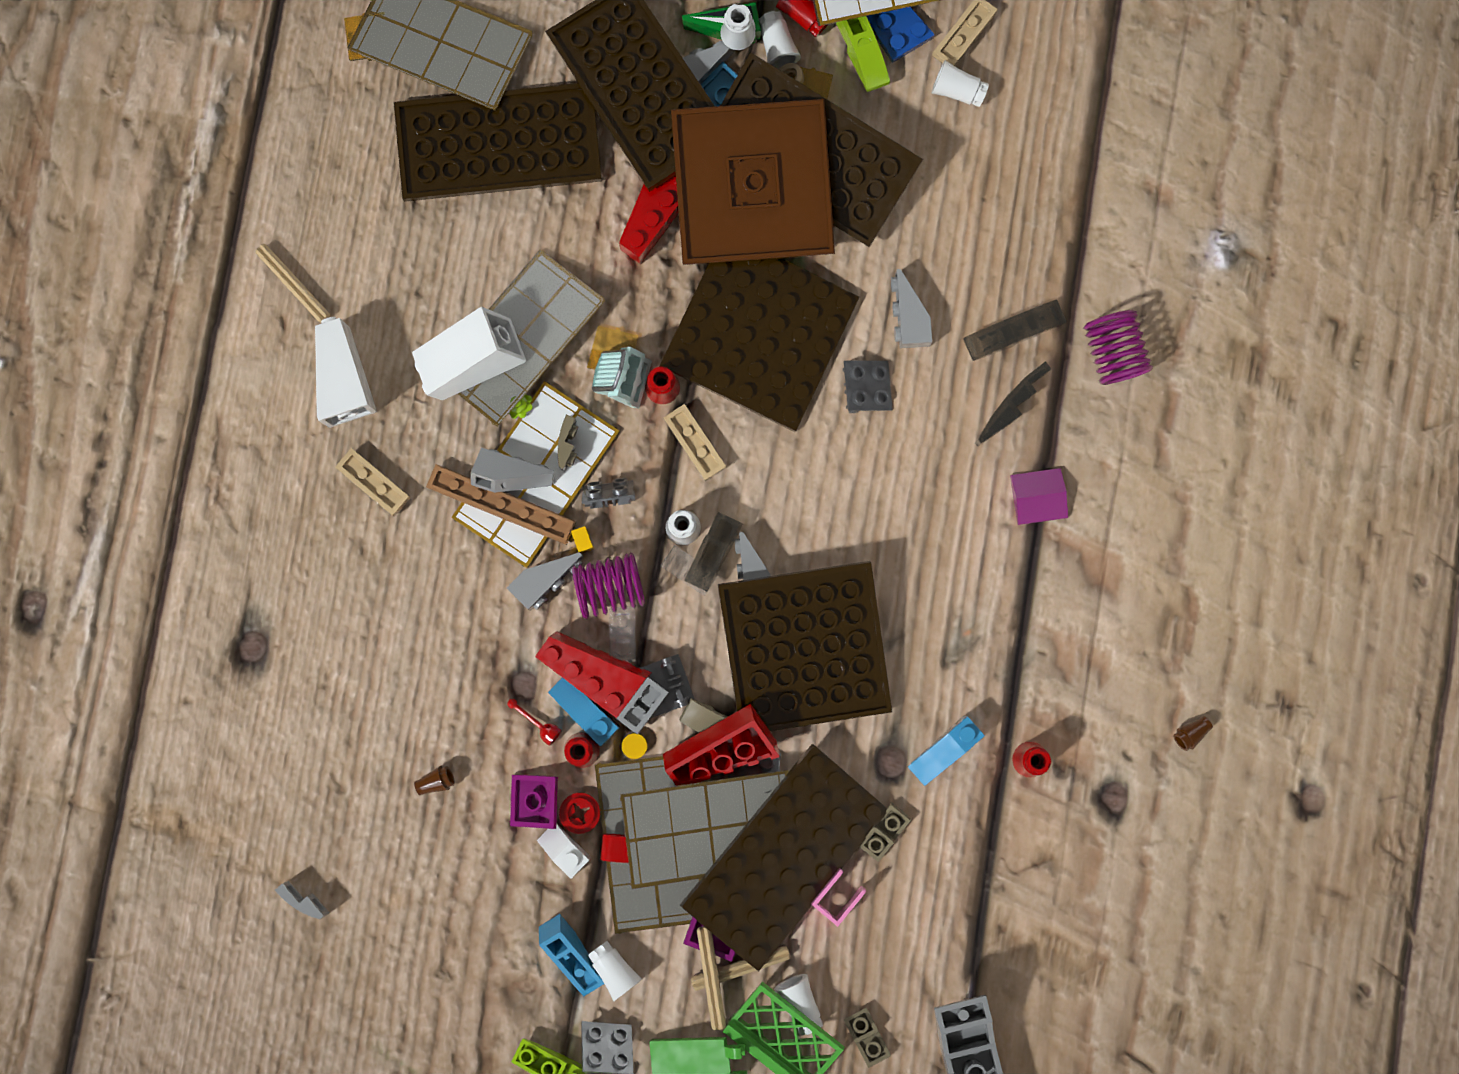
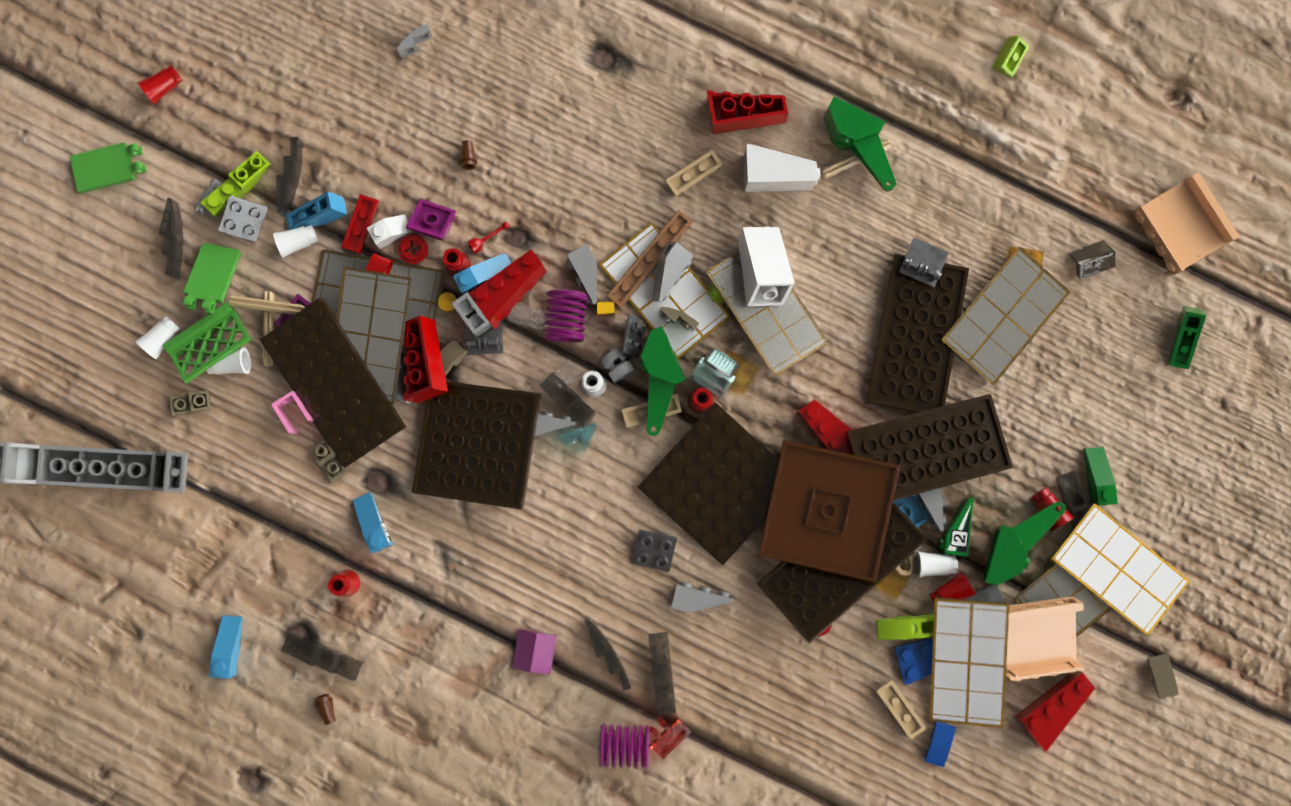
camera: 105 degrees right, 0 degrees up
(101, 128) = (1010, 56): none -> lime slope
(259, 284) = (859, 131): none -> green slope
(273, 442) = (744, 111): none -> red wedge
(403, 158) = (923, 262): none -> flat silver hinge
(541, 1006) = (287, 184): none -> clear smoke slope
(567, 892) = (361, 219): none -> red plate
(645, 437) = (664, 375): none -> green slope
(656, 495) = (620, 371): none -> light grey wheel
(737, 28) = (944, 533): white plant -> none
(749, 516) = (585, 434): none -> clear light blue slope
(959, 85) = (860, 691): white plant -> none
(1089, 297) = (669, 738): none -> clear red hinge
(1131, 759) = (321, 656): none -> clear smoke slope
(1159, 883) = (226, 648): none -> dark azure slope

